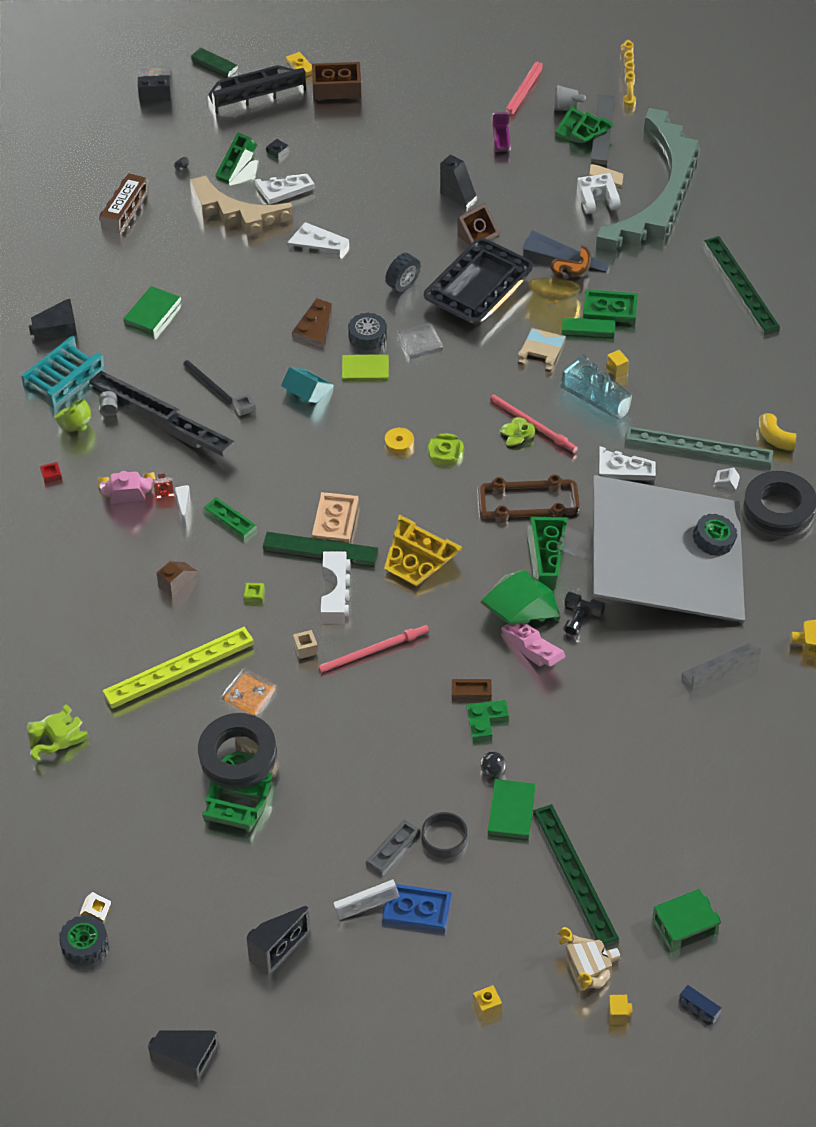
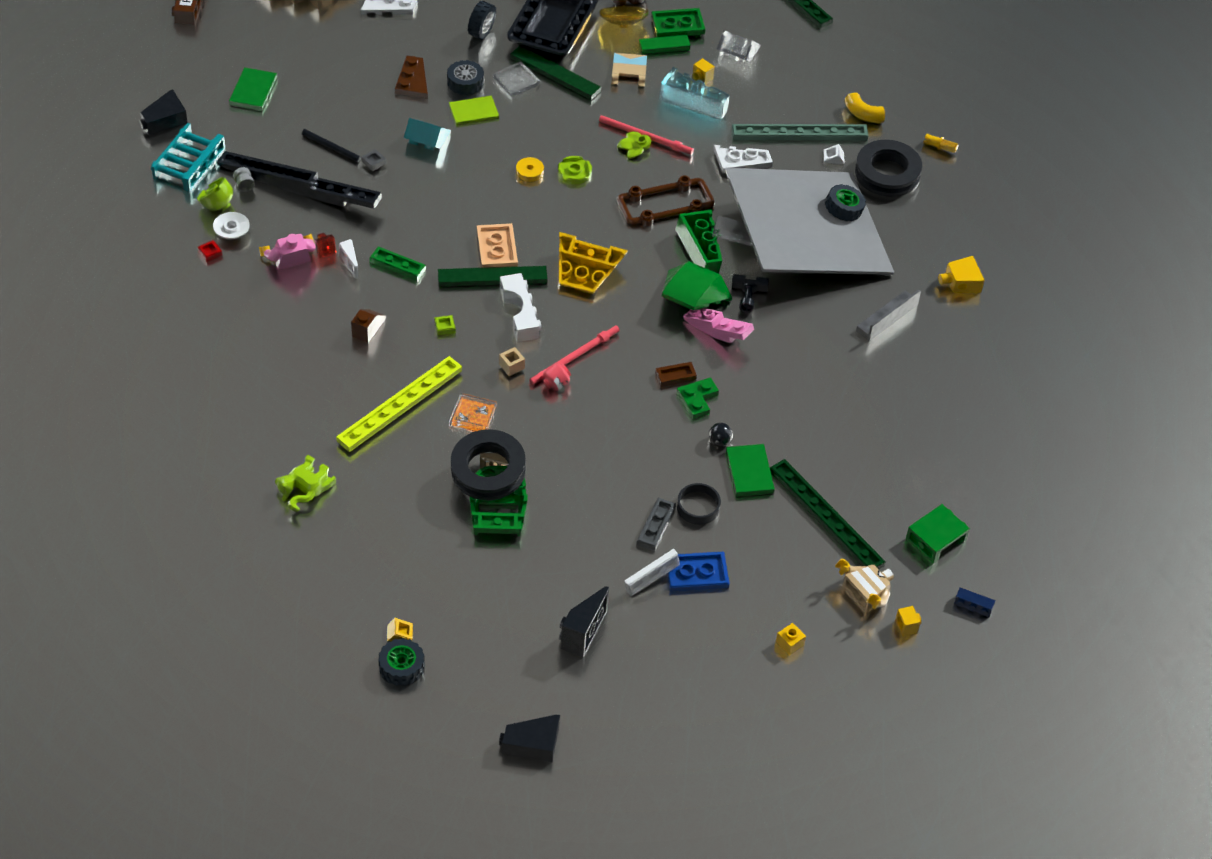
camera: 20 degrees left, 0 degrees up
(78, 450) = (231, 225): none -> white dish
(345, 669) = (556, 377): none -> coral head
(463, 340) = (555, 72): none -> dark green tile
(663, 342) = (737, 46): none -> clear slope

